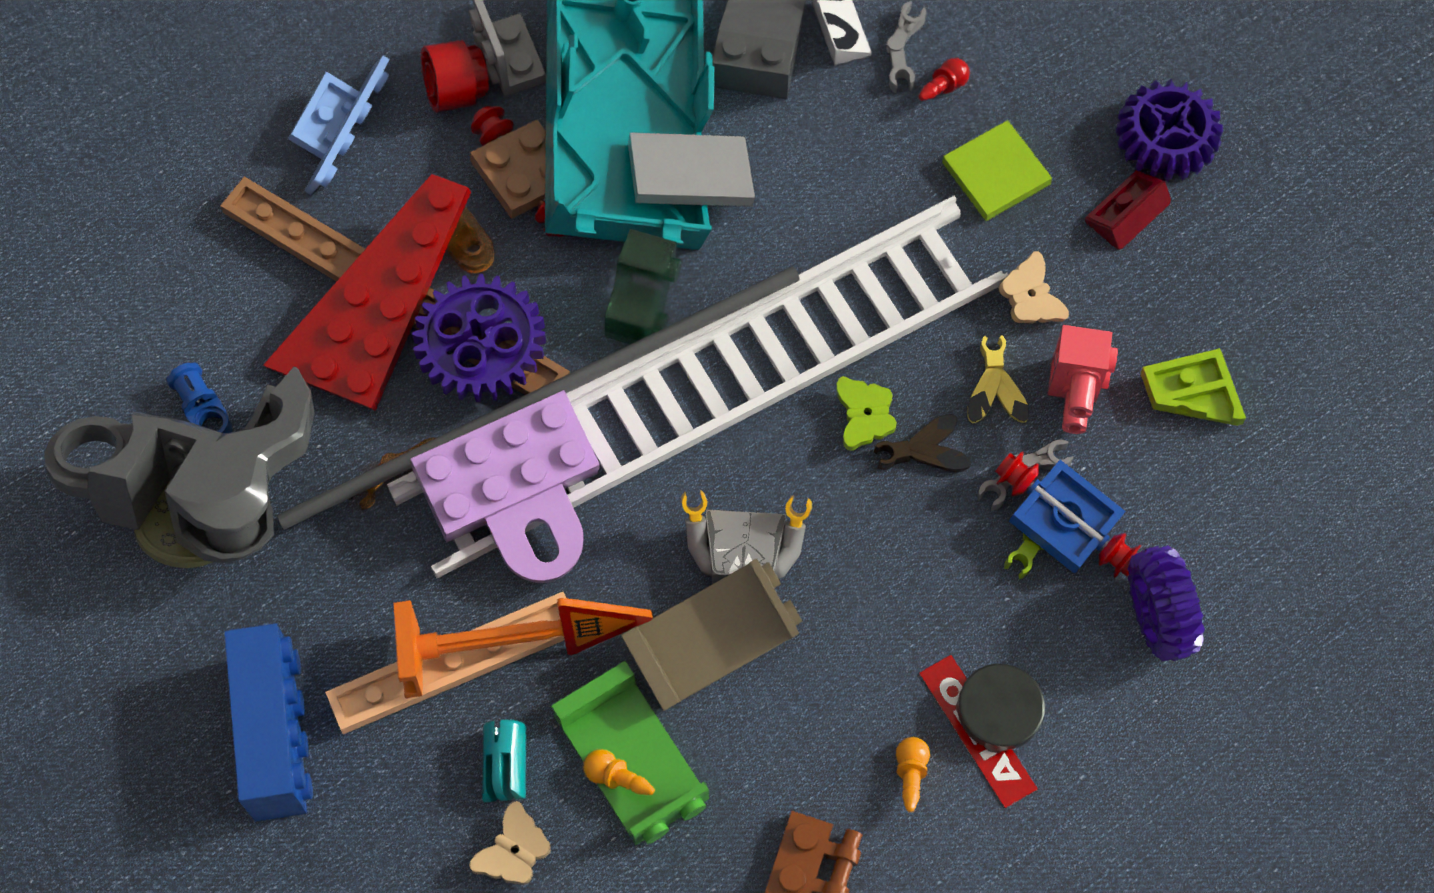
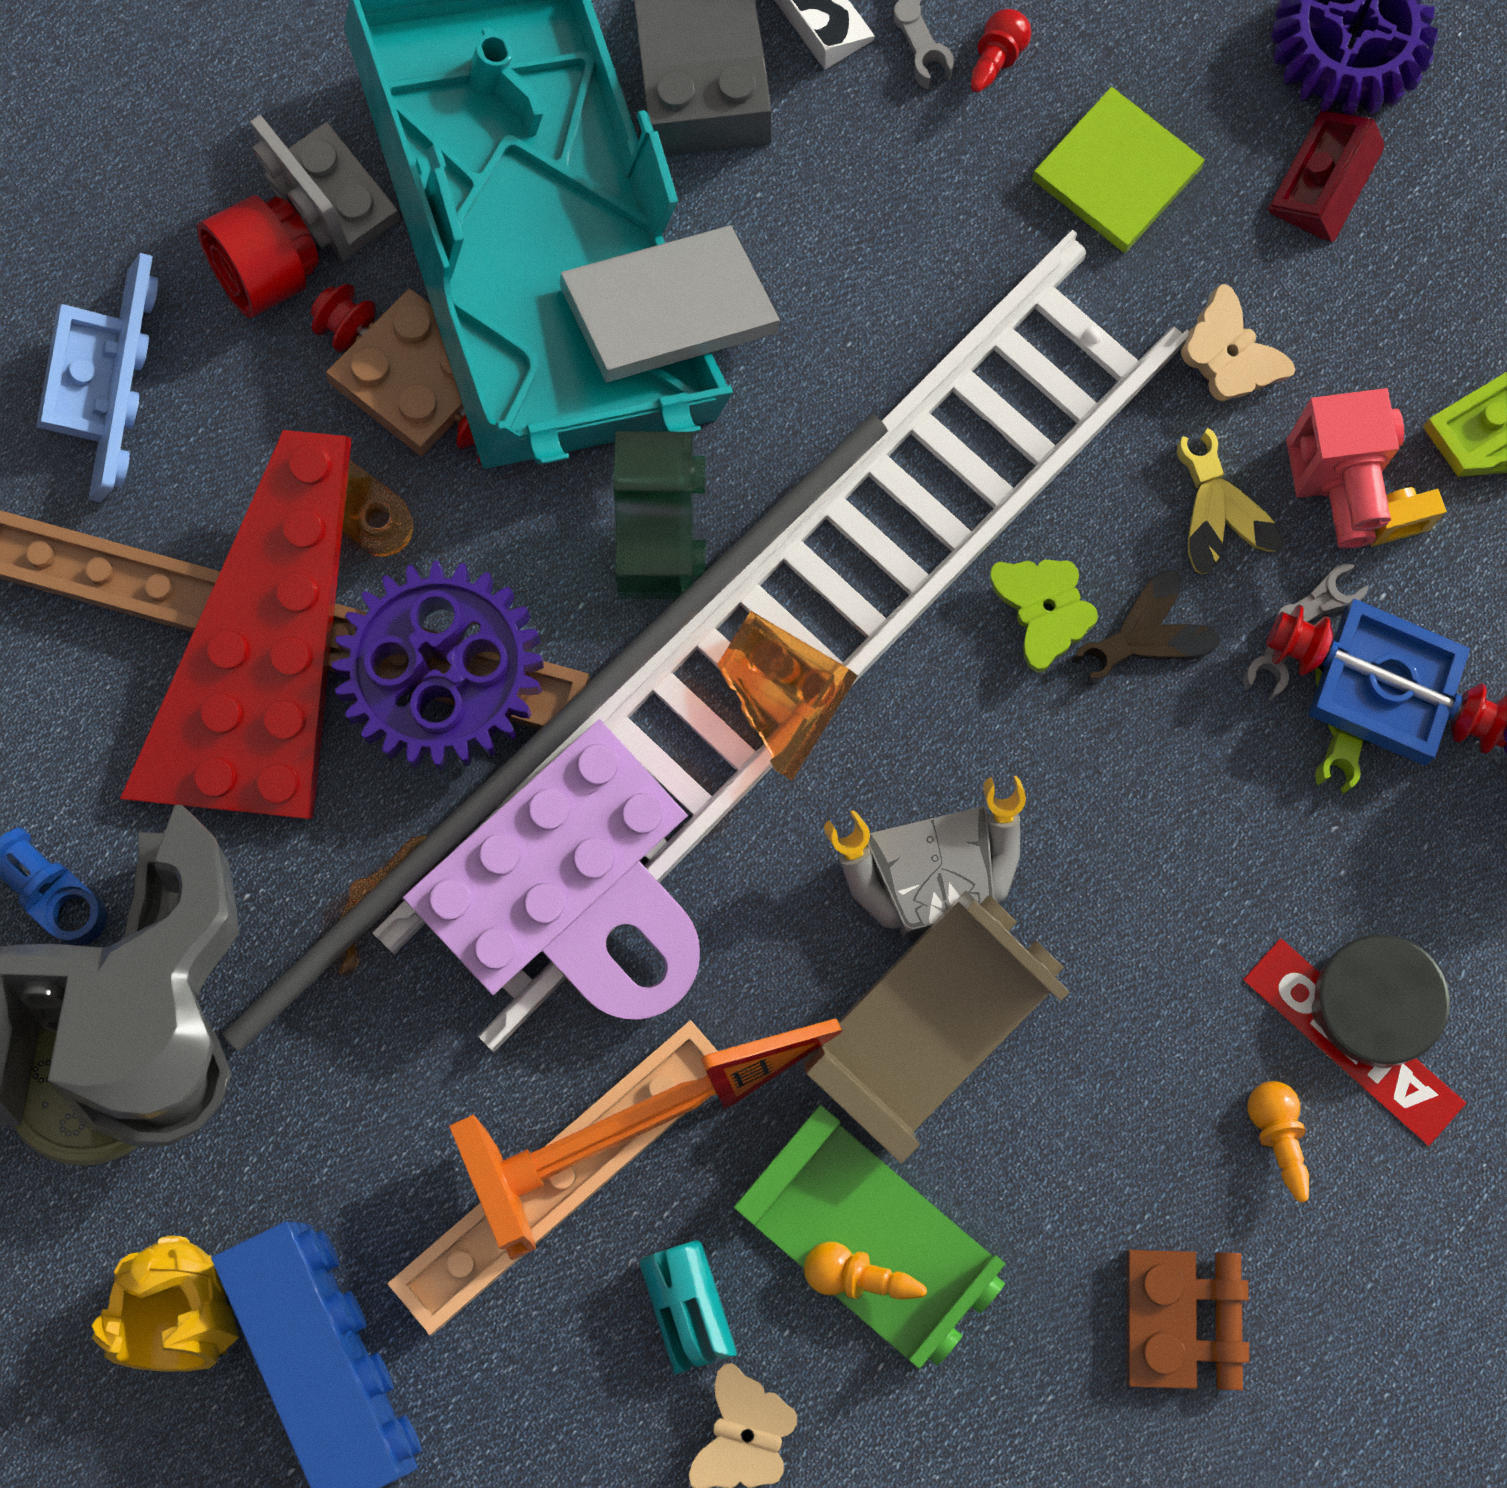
camera: 15 degrees left, 10 degrees up
(186, 666) = (166, 1310): none -> yellow helmet
(685, 411) = (783, 689): none -> clear orange wing
(1109, 421) = (1410, 514): none -> yellow plate

